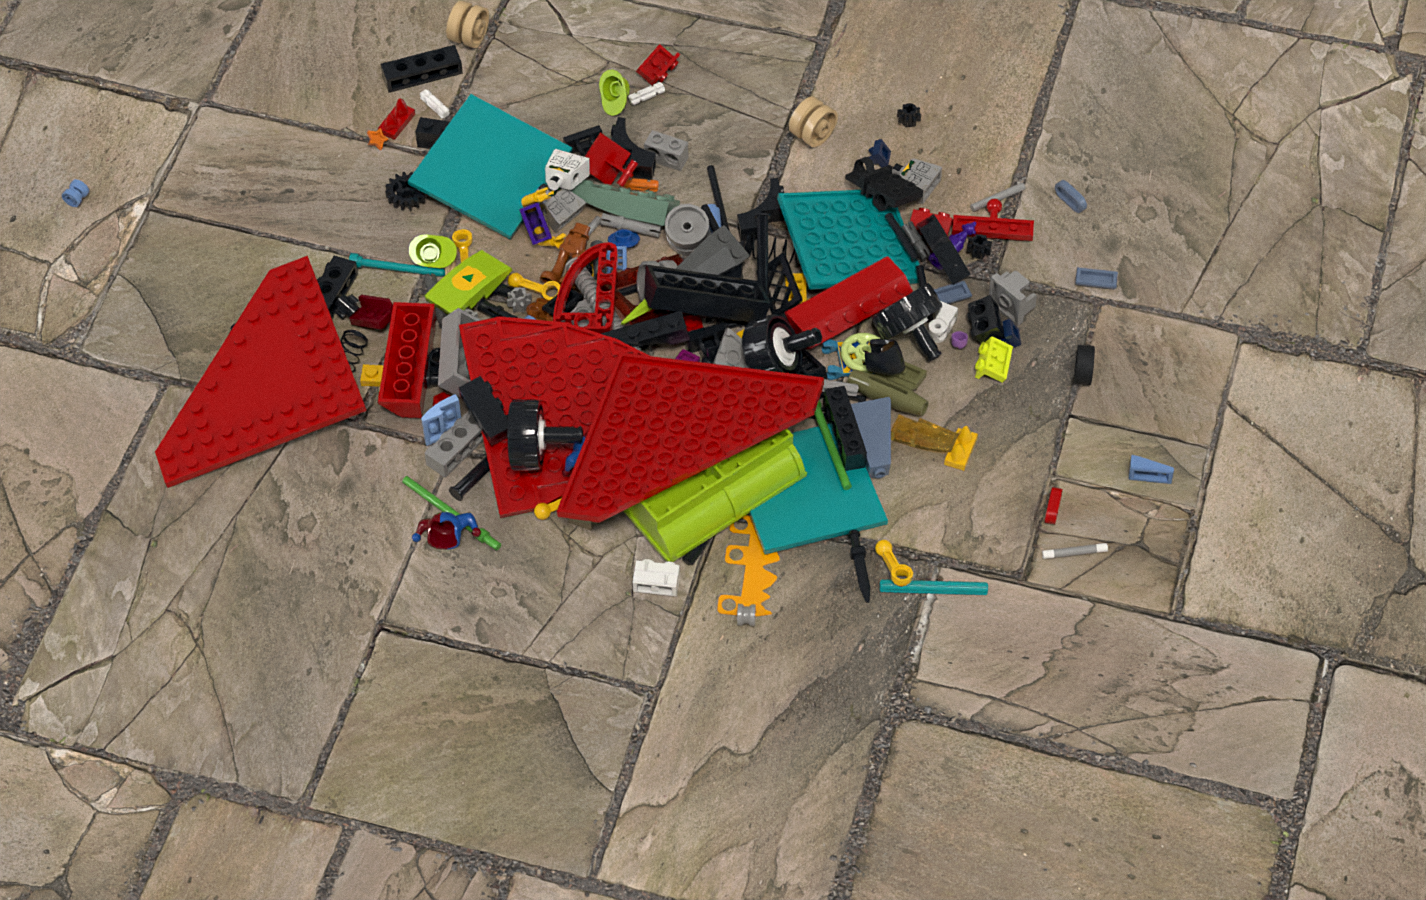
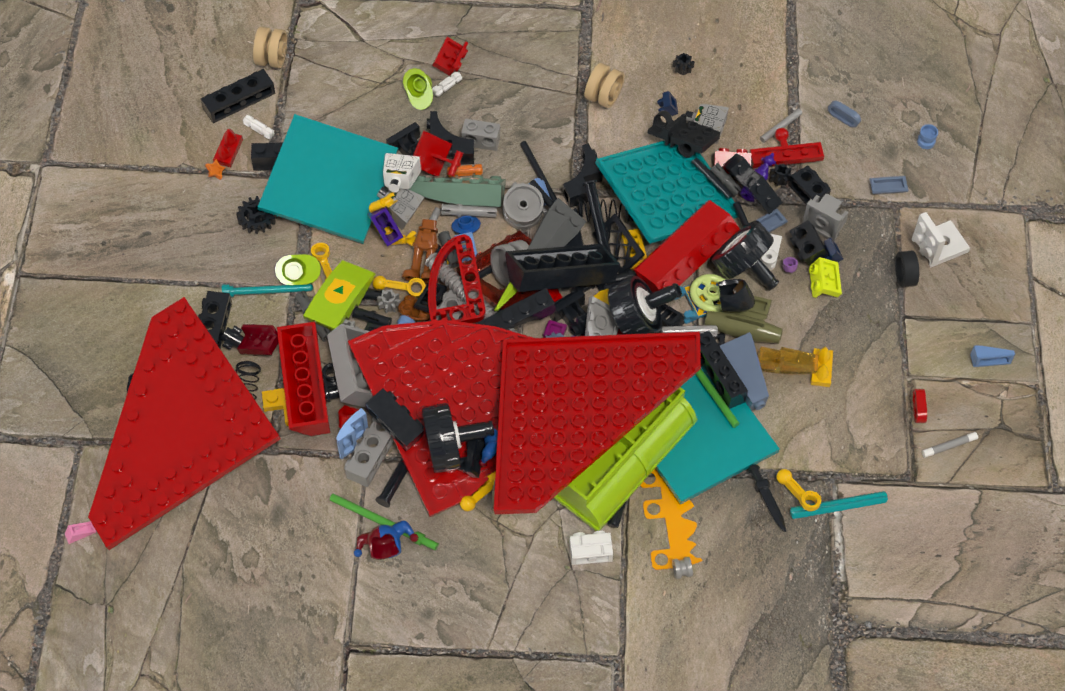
camera: 15 degrees left, 5 degrees up
(142, 464) = (78, 531): none -> bright pink piece
(553, 469) = (474, 453): none -> black hinge
(1005, 258) = (808, 184): none -> black brick
(1122, 343) = (932, 240): none -> white bracket
(1156, 235) = (927, 136): none -> medium blue wheel

